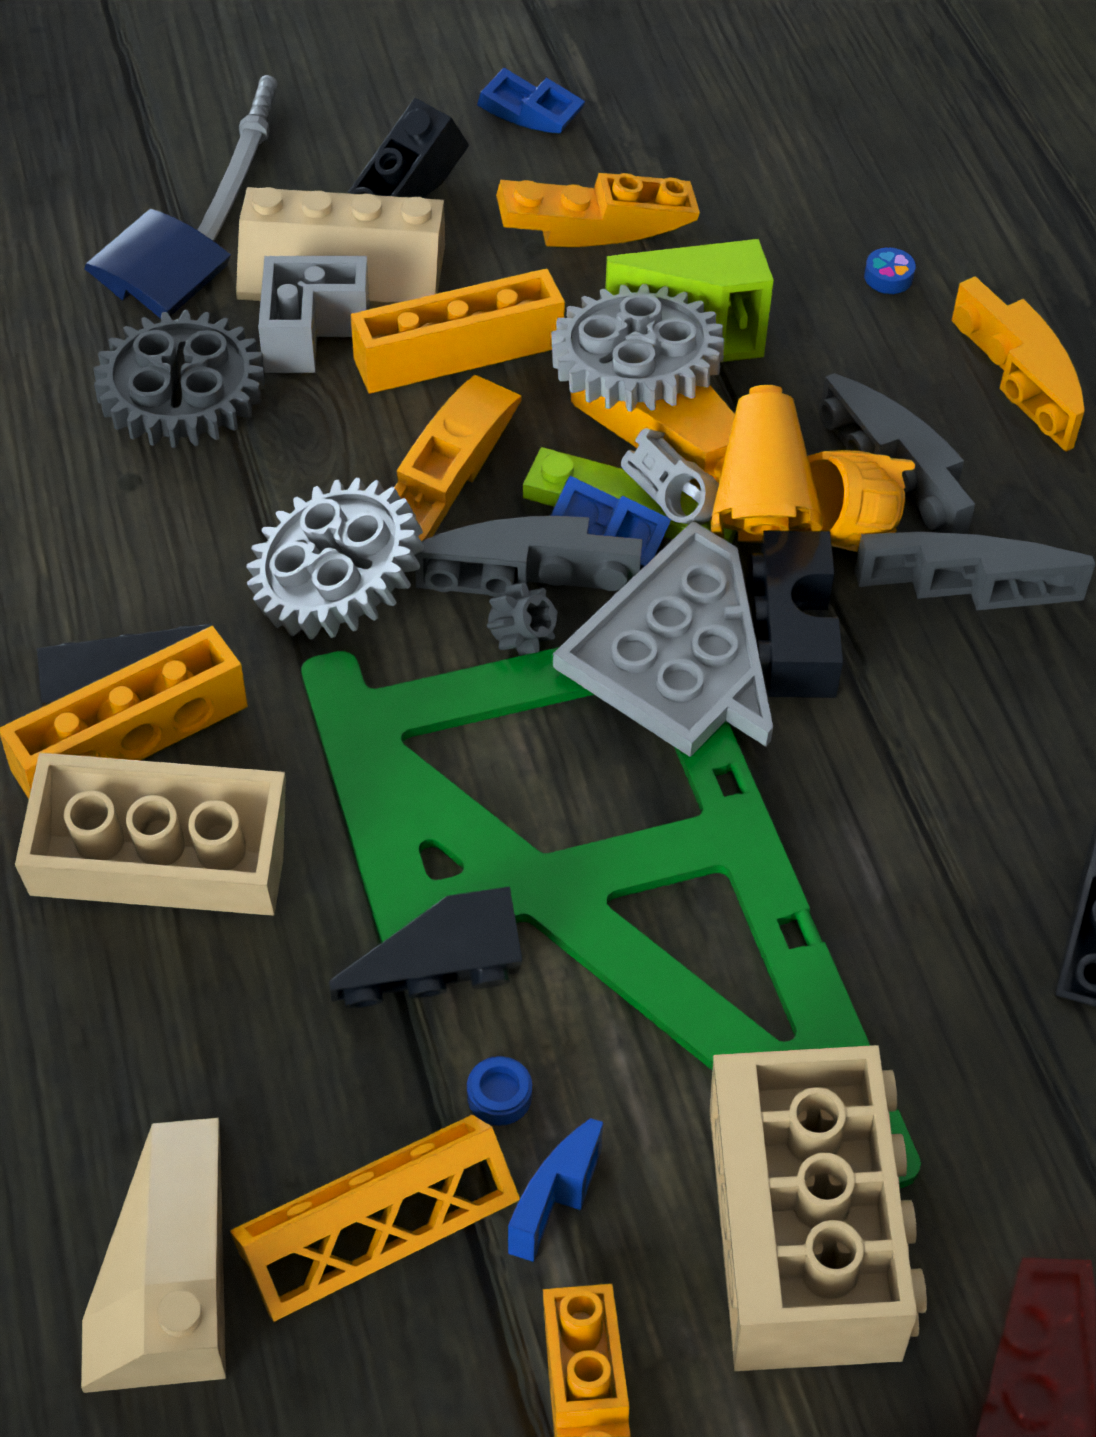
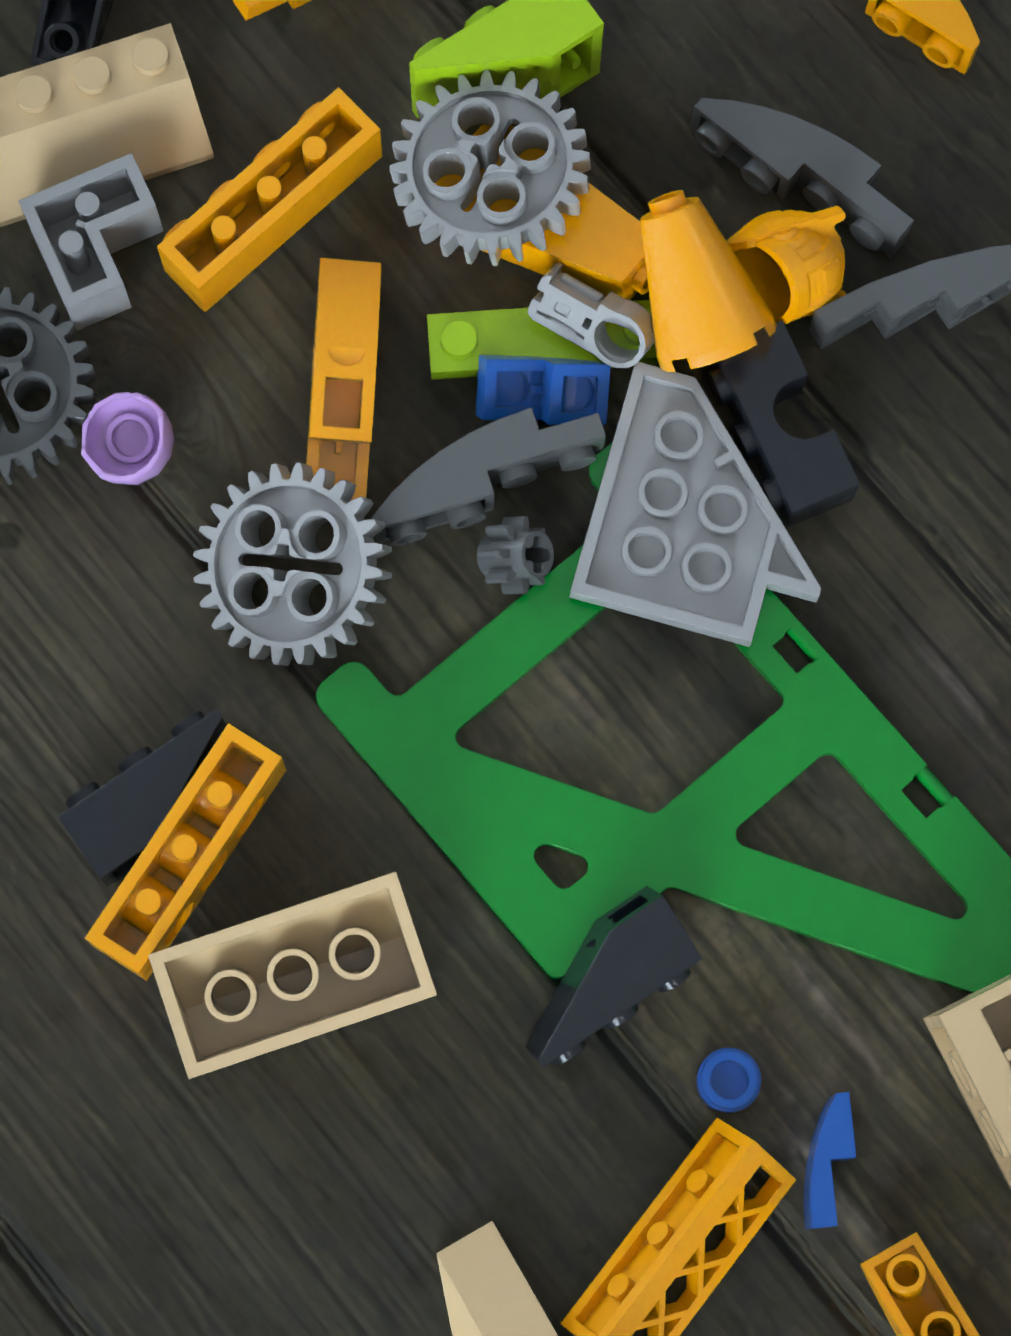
camera: 25 degrees left, 25 degrees up
(258, 441) = (127, 438): none -> lavender hair

